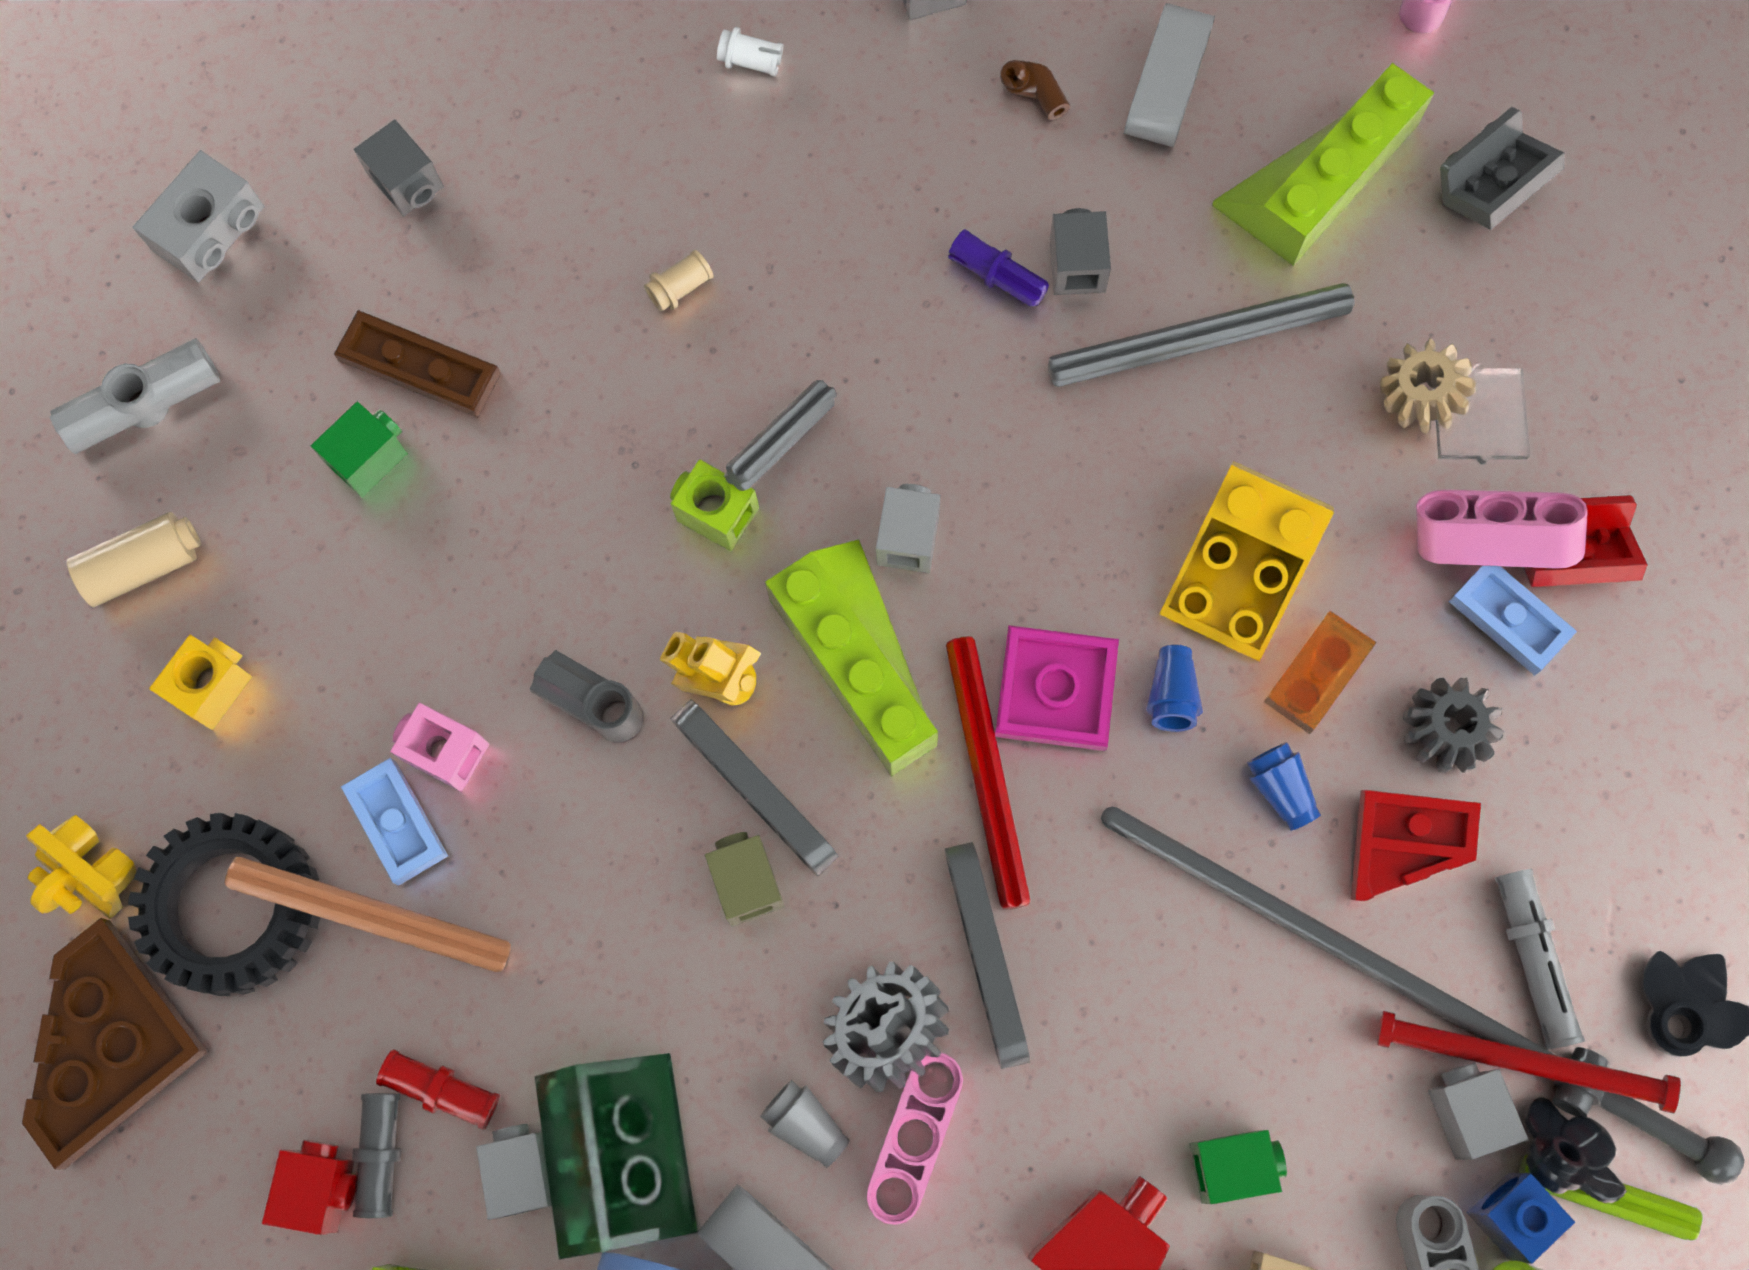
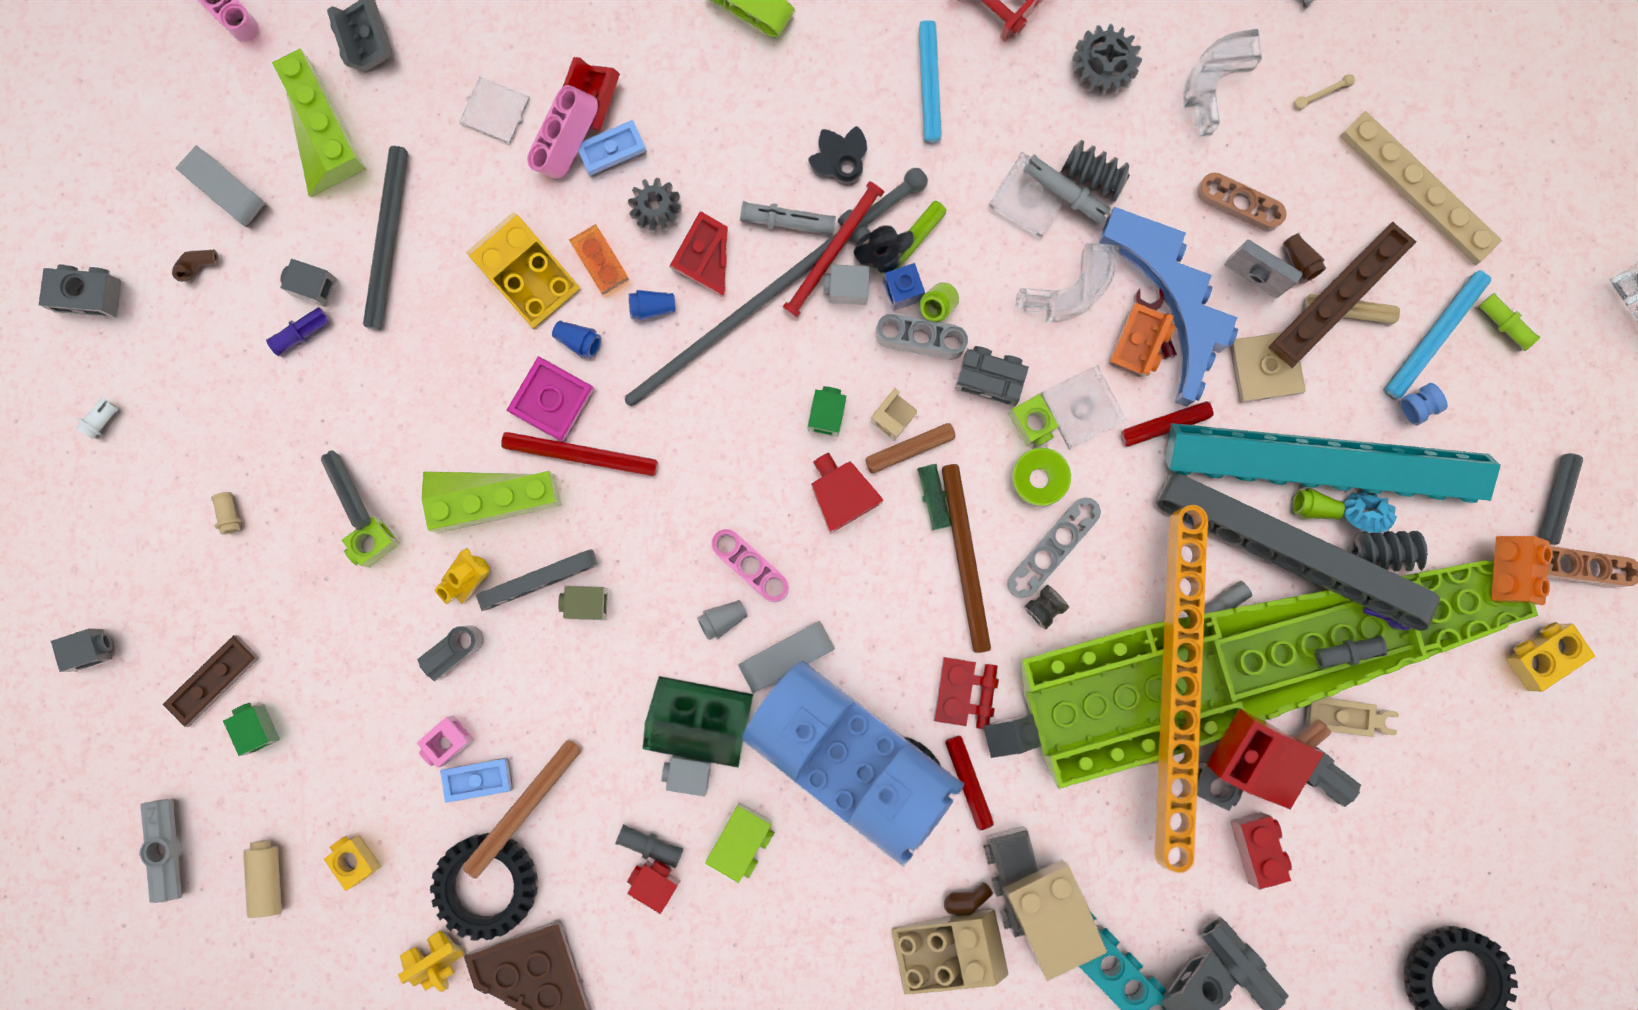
camera: 75 degrees left, 10 degrees up
(199, 191) = (44, 773): light grey brick -> none
(438, 1089) = (628, 803): red pin -> none
(886, 1026) = (689, 558): dark grey gear -> none
(908, 528) = (428, 441): light grey brick -> none
(987, 956) = (674, 492): dark grey beam -> none
(1439, 371) = (462, 121): tan gear -> none

